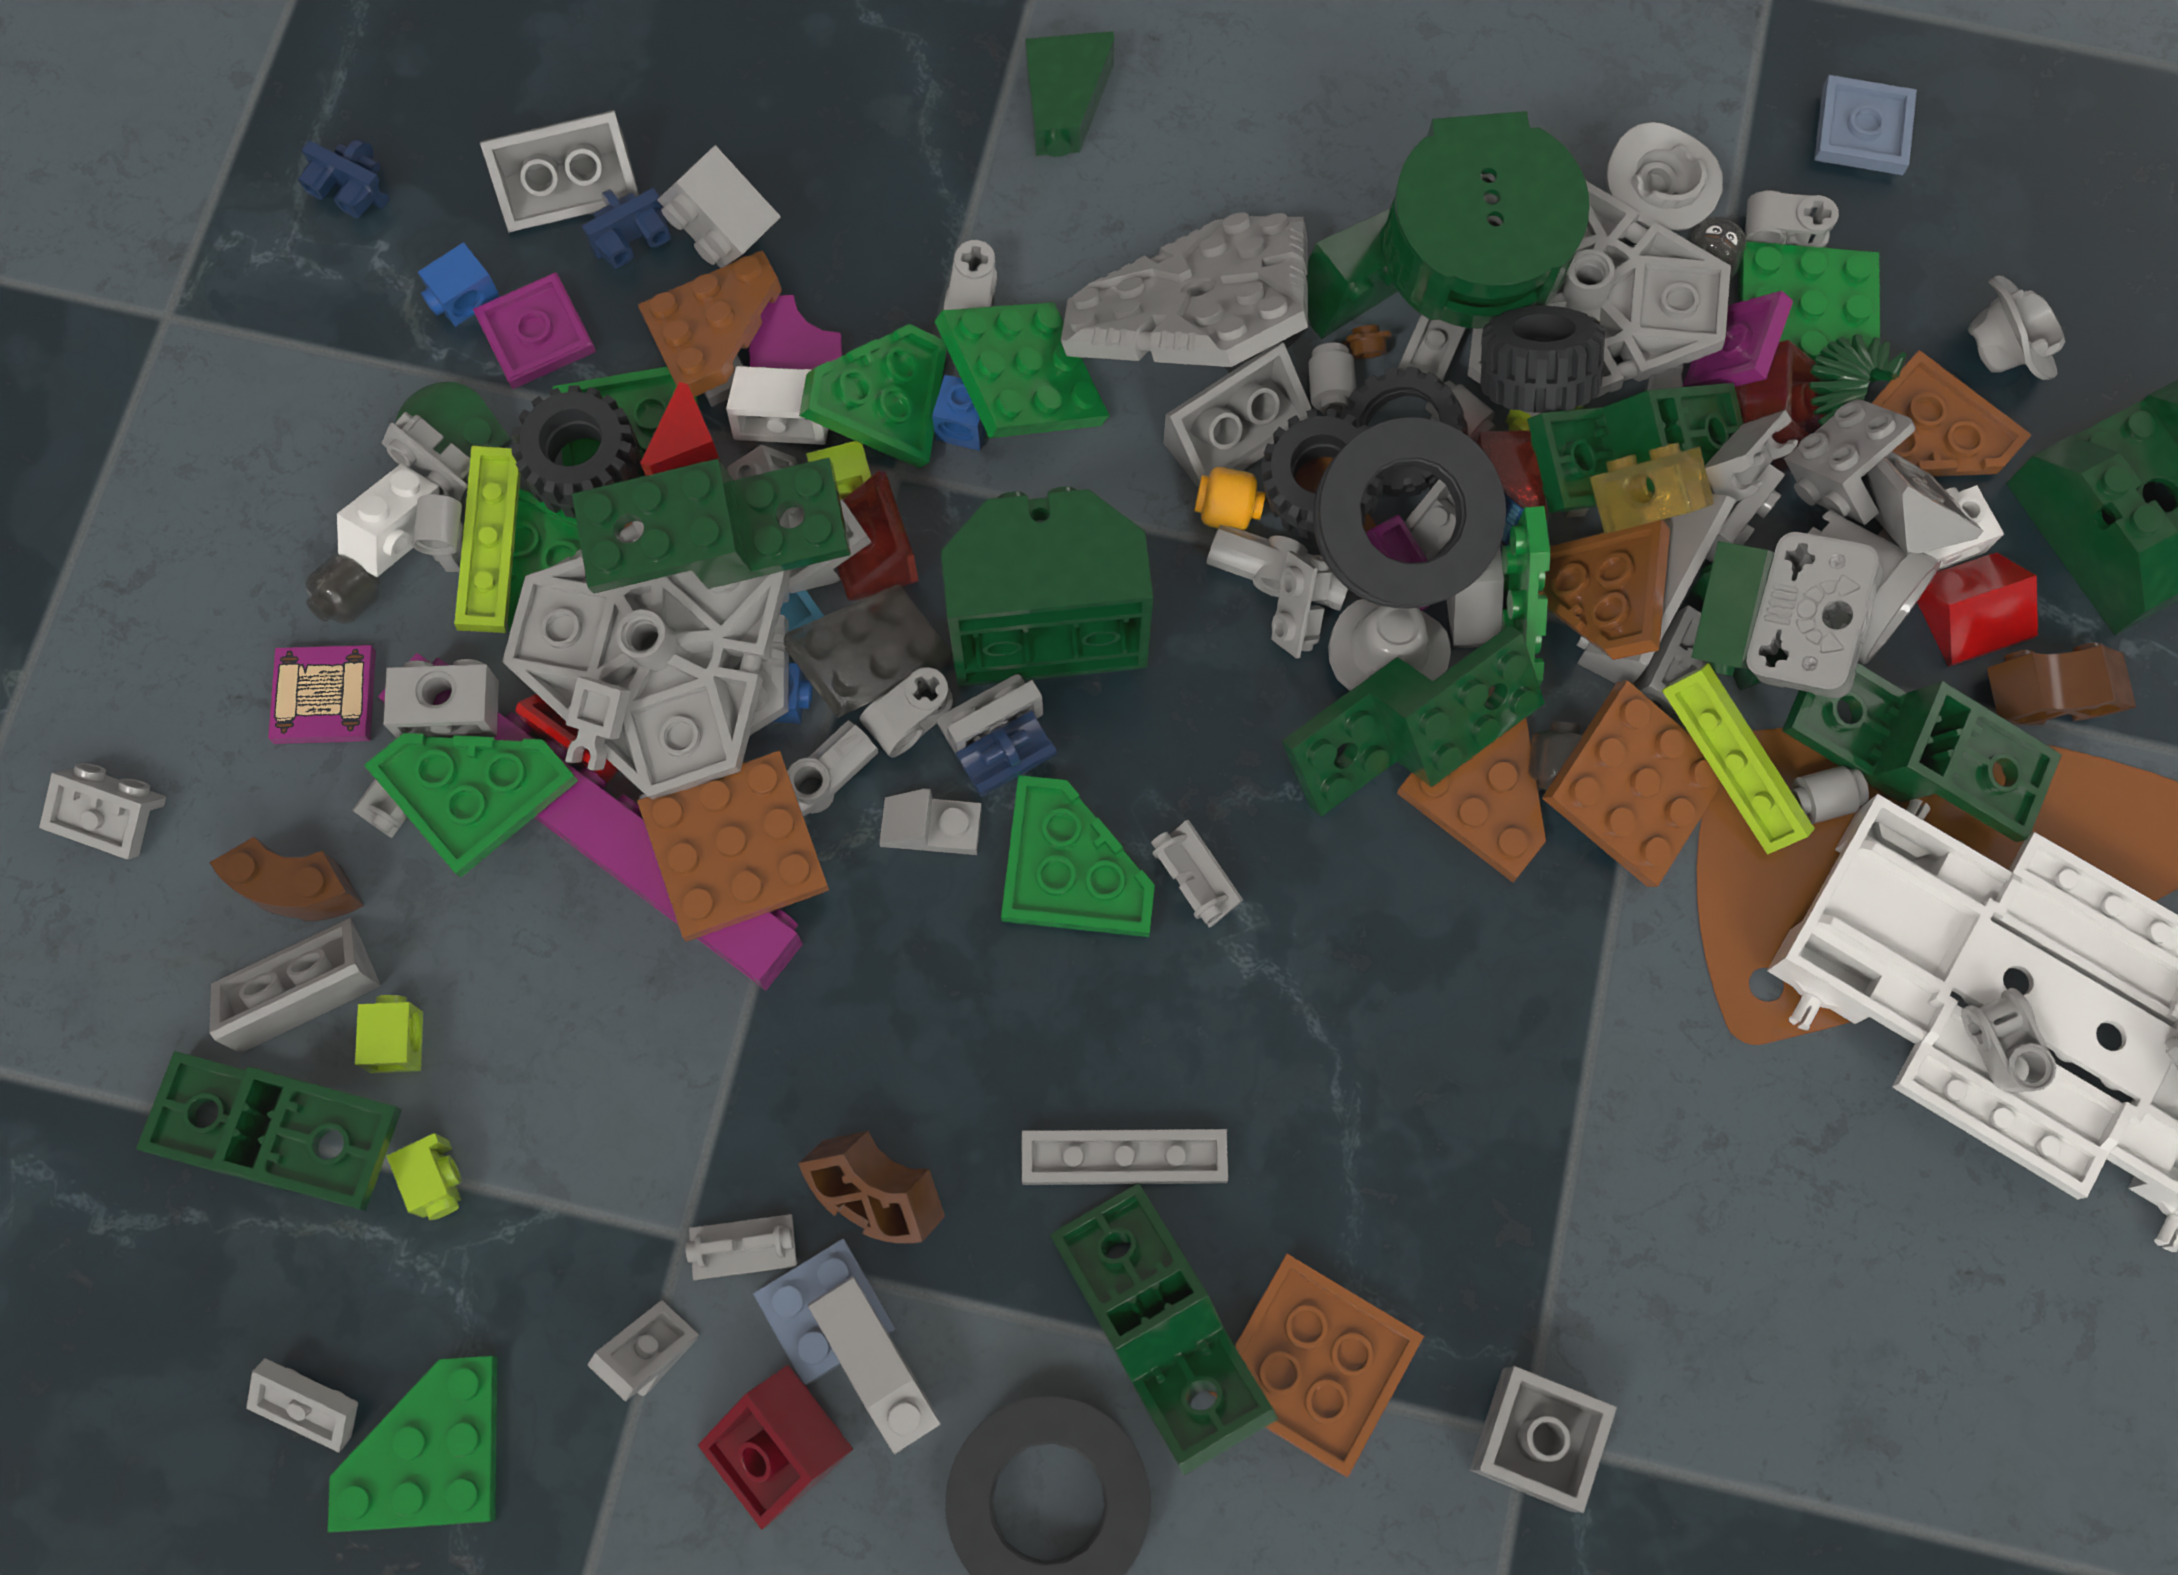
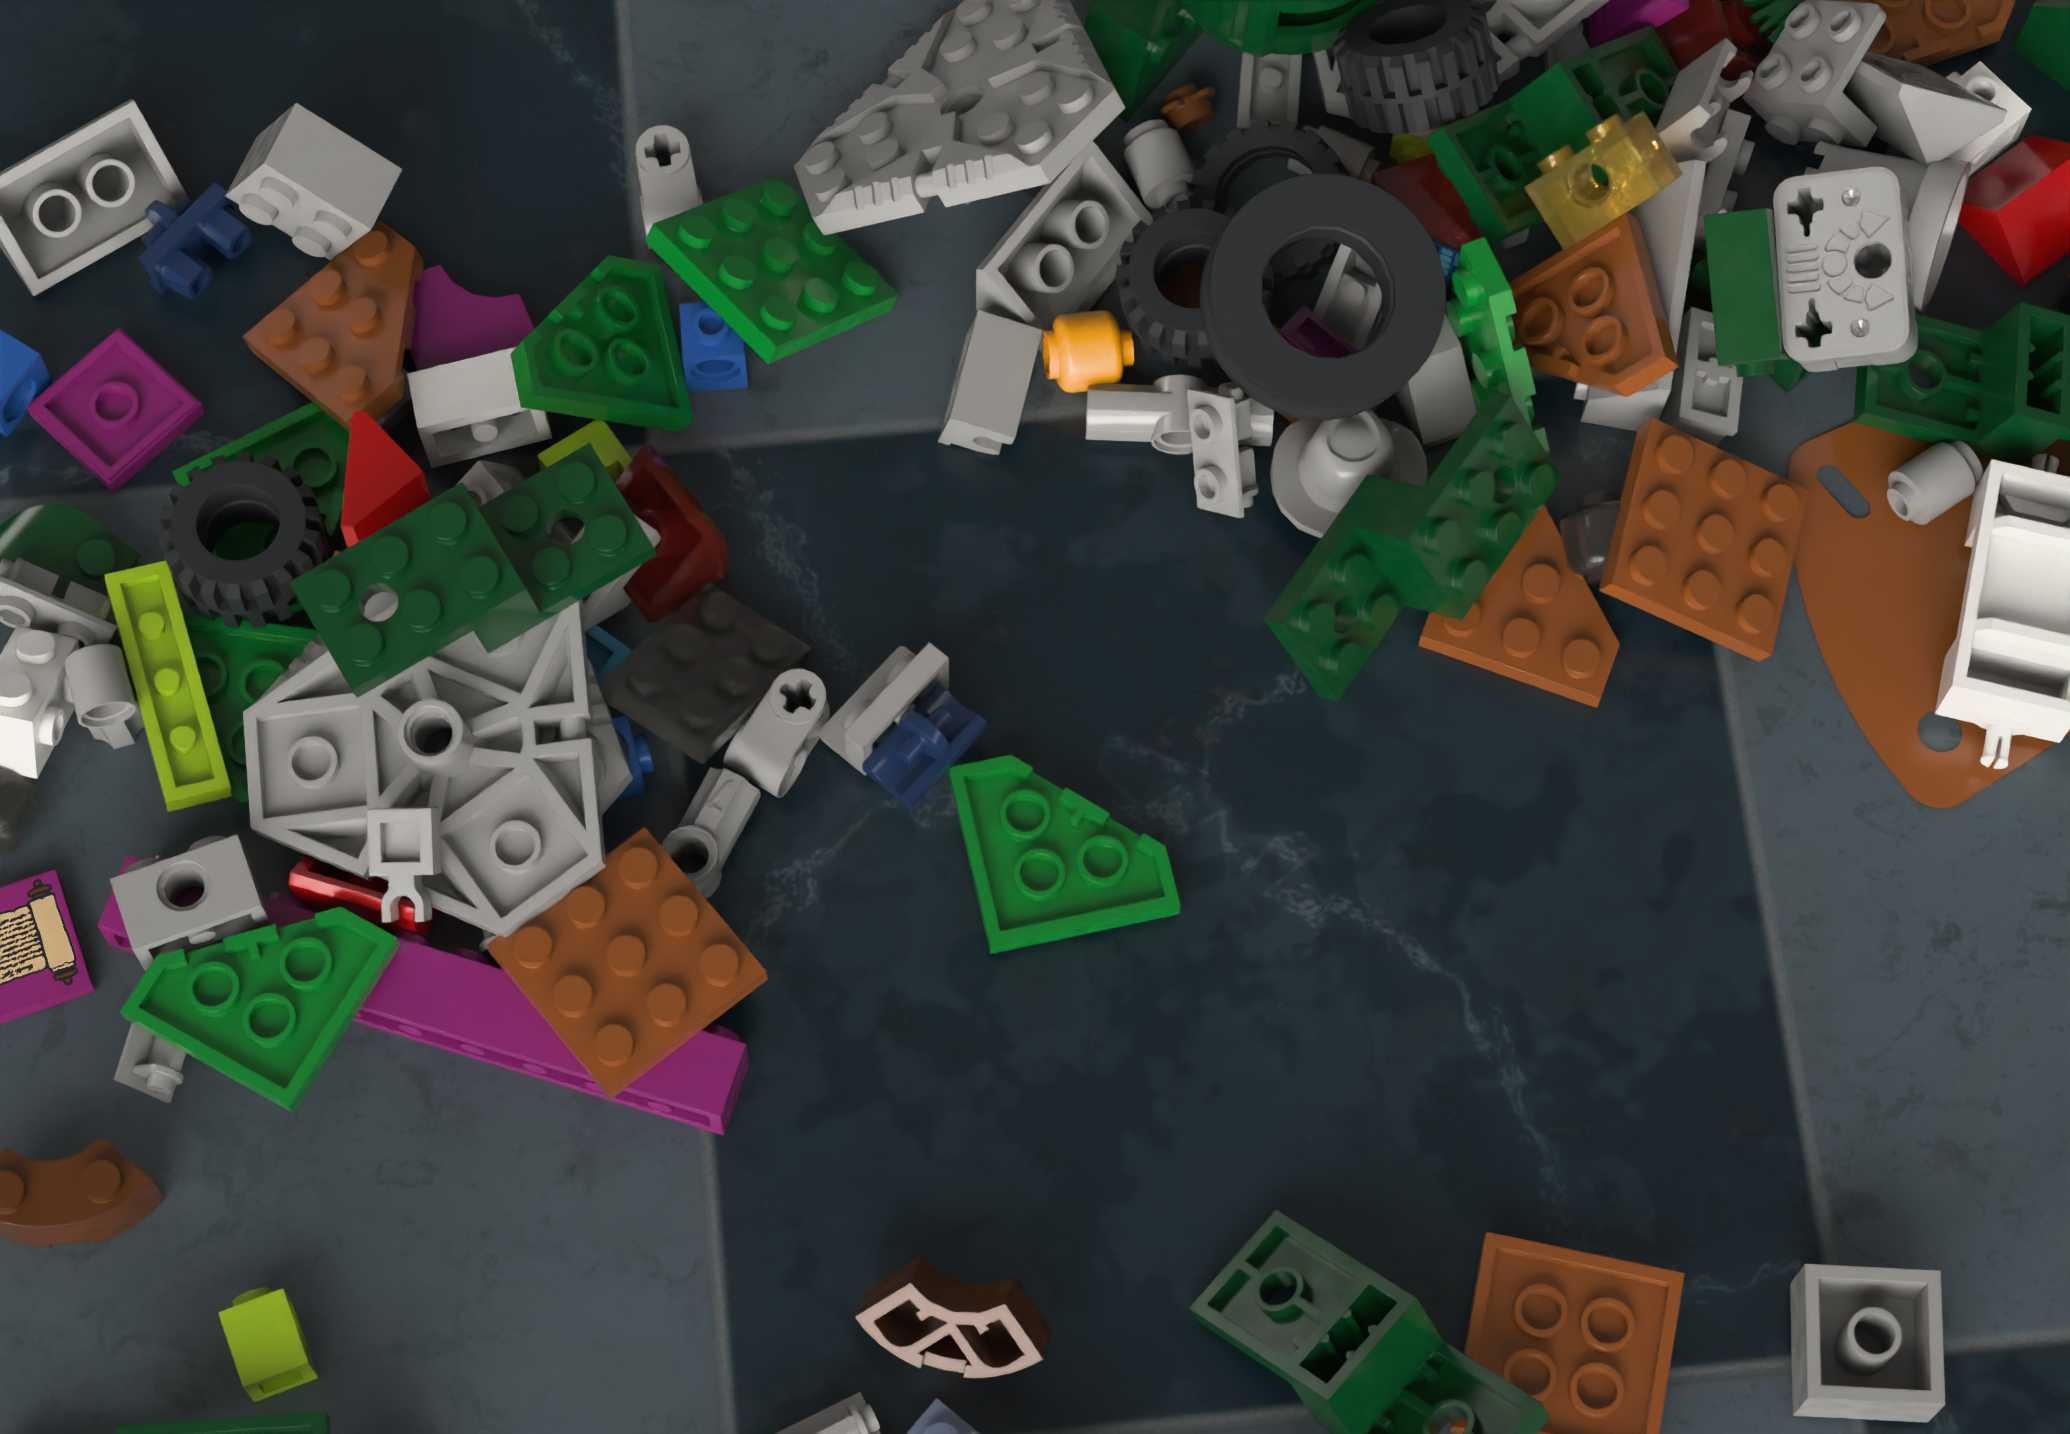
camera: 20 degrees left, 5 degrees down
(291, 987) = (115, 1324): light grey slope -> none
(930, 824) = (856, 865): light grey slope -> none
(1048, 592) = (919, 526): dark green piece -> none
(1124, 1157) = (1246, 1185): light grey plate -> none
(1158, 493) = (990, 383): none -> light grey hinge
(1197, 872) = (1212, 816): light grey hinge -> none
(1738, 759) = (1814, 471): lime plate -> none

